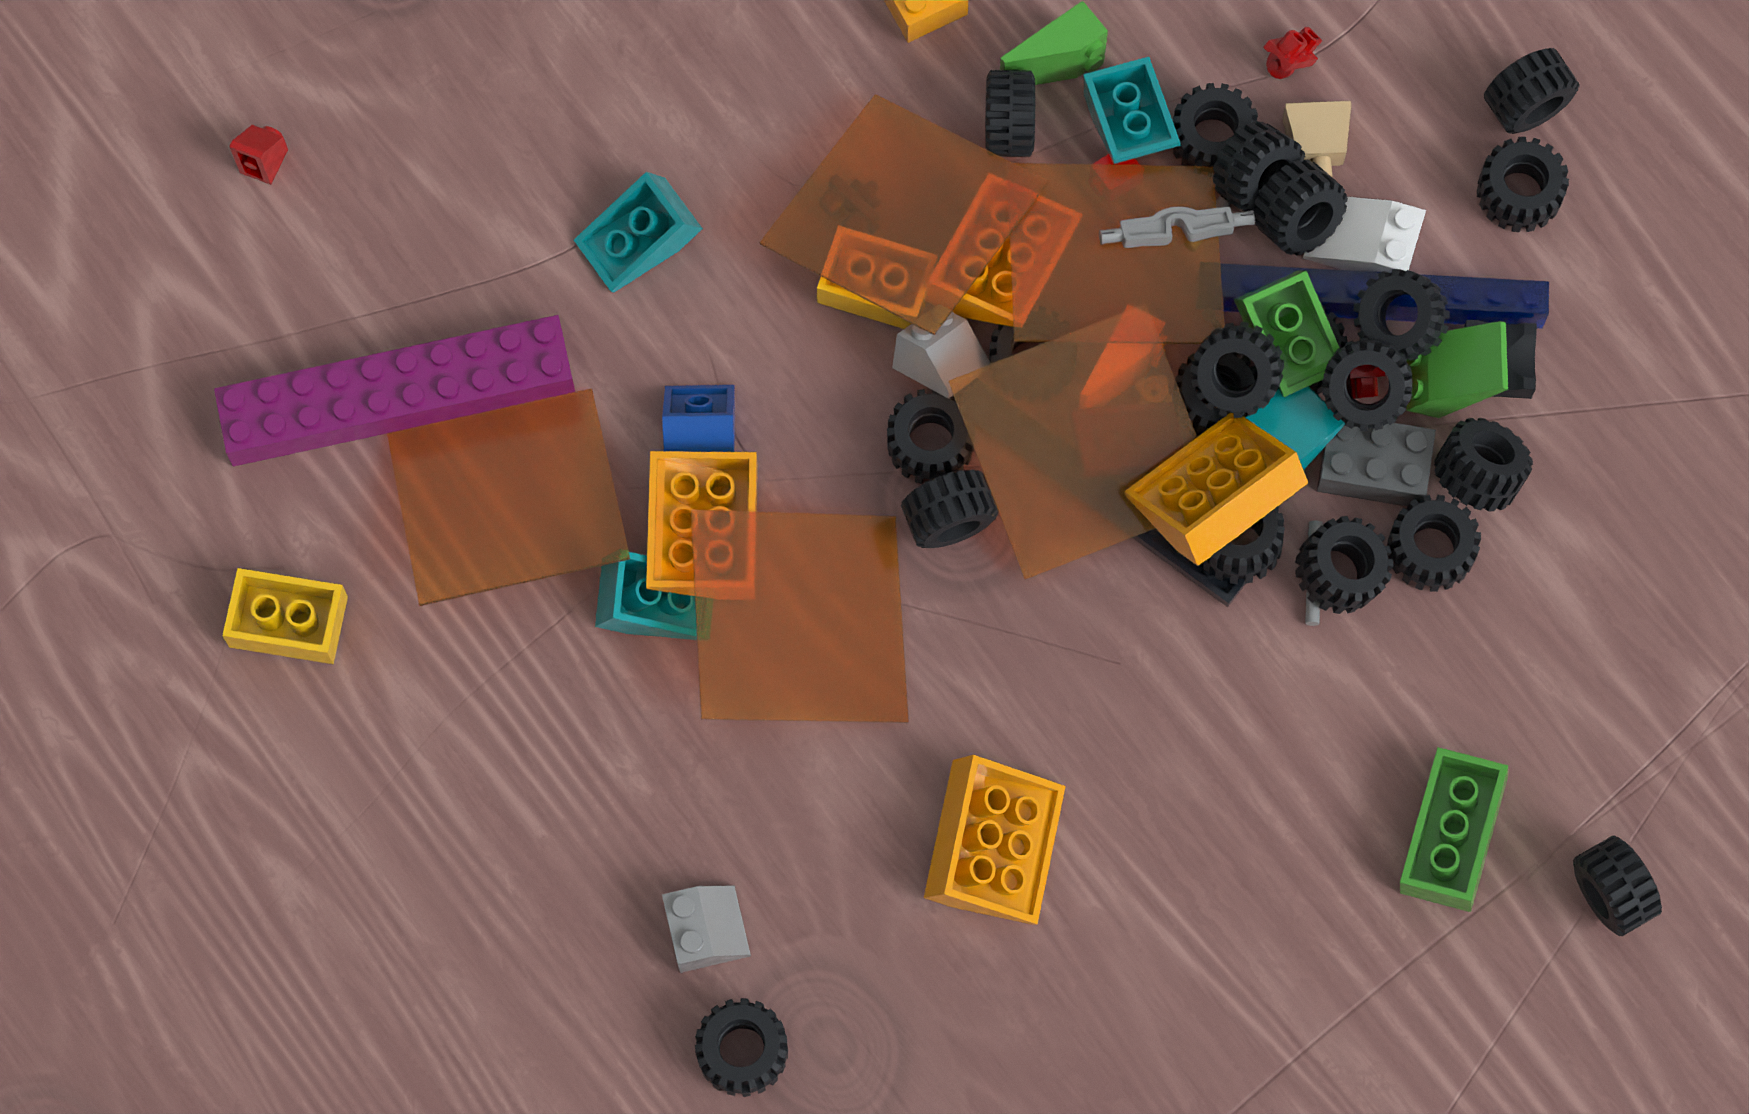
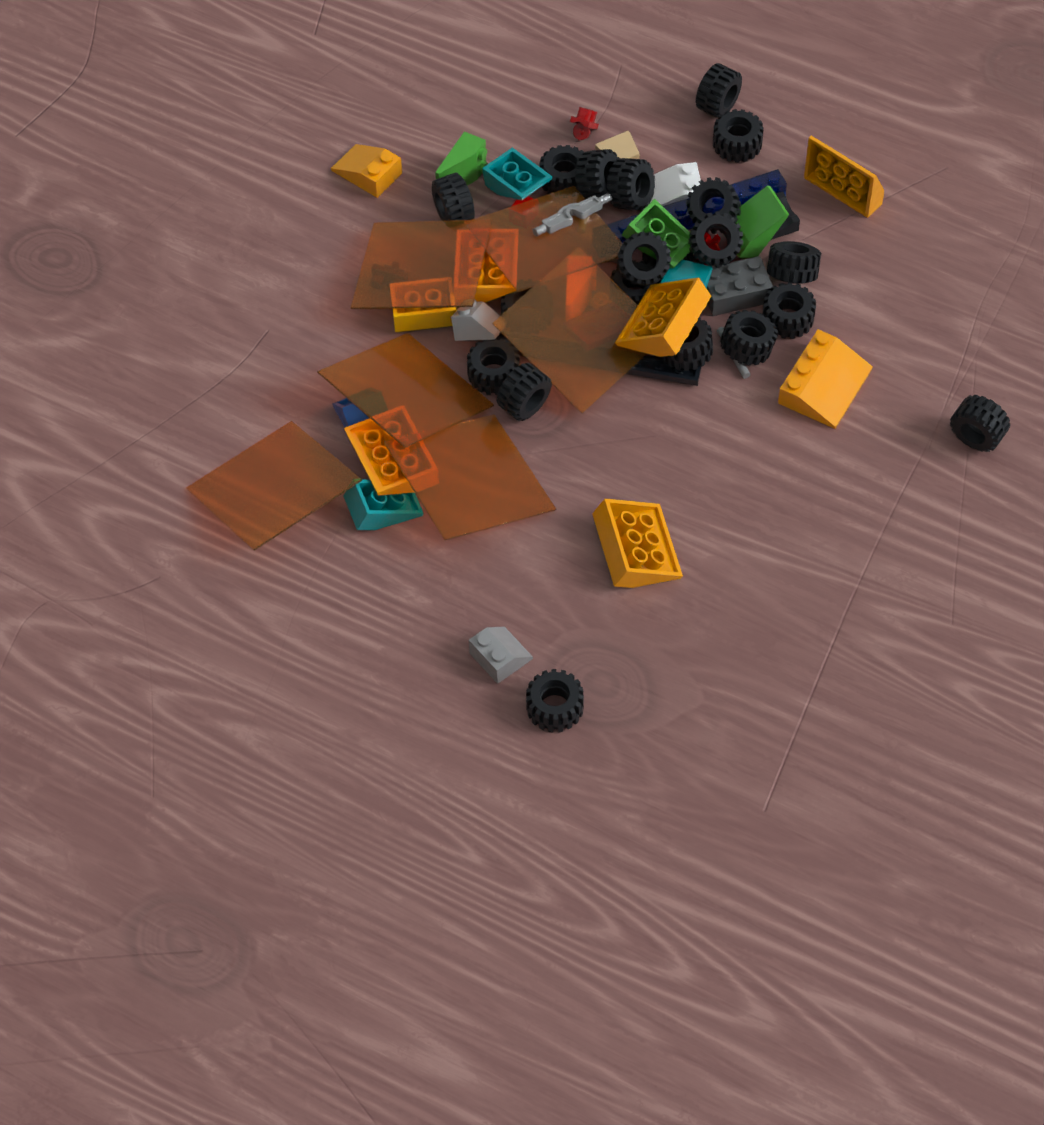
camera: 25 degrees left, 15 degrees down
(259, 152) = (43, 378): red slope -> none
(285, 616) = (176, 594): yellow brick -> none
(393, 390) = (179, 462): magenta brick -> none
(637, 231) = (277, 334): teal slope -> none
(776, 423) = (405, 389): none -> clear orange piece
(1426, 690) = (824, 380): none -> light orange slope
(1454, 829) = (879, 436): bright green brick -> none
(1644, 343) = (842, 178): none -> light orange slope

